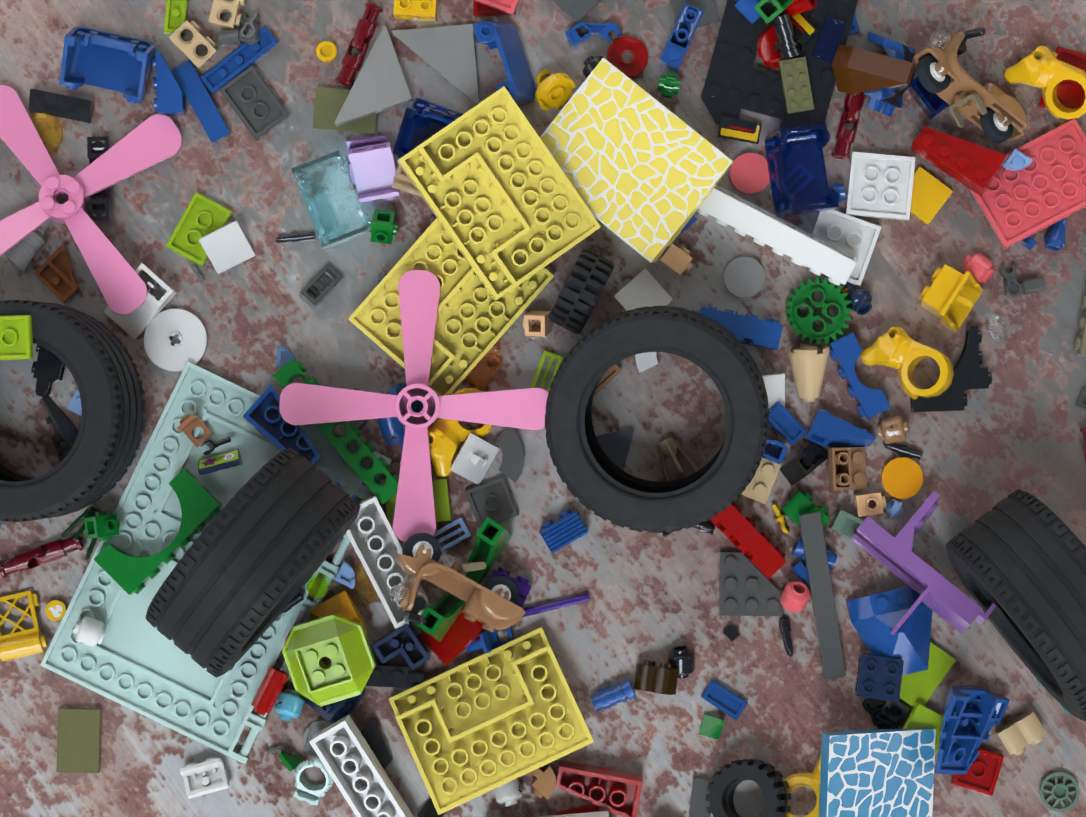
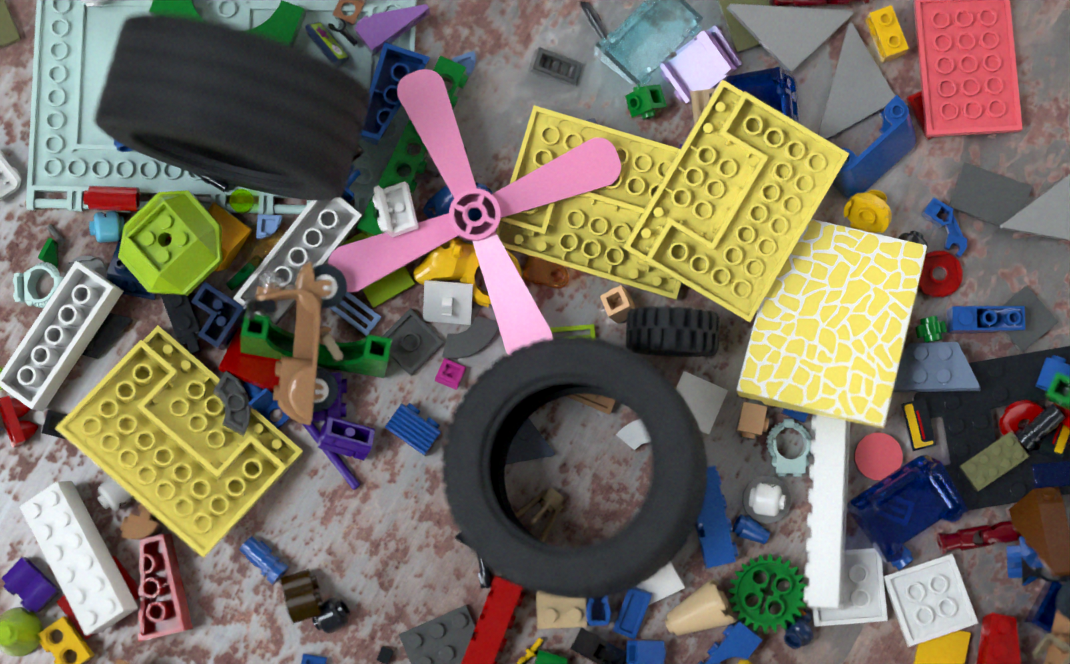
camera: 60 degrees right, 5 degrees down
(228, 409) = (388, 26): none -> medium lavender slope
(377, 610) = (244, 272): none -> dark green tile
(384, 467) = (395, 209): none -> white bracket
(479, 663) = (235, 403): none -> dark grey tile
(532, 482) = (450, 374): none -> dark pink tile
(547, 588) = (346, 438): none -> dark purple brick
(702, 96) = (935, 369): none -> sand blue wing
(728, 241) = (794, 466): none -> light aqua piece
(745, 277) = (767, 499): none -> white head
(760, 302) = (750, 529): none -> blue cone

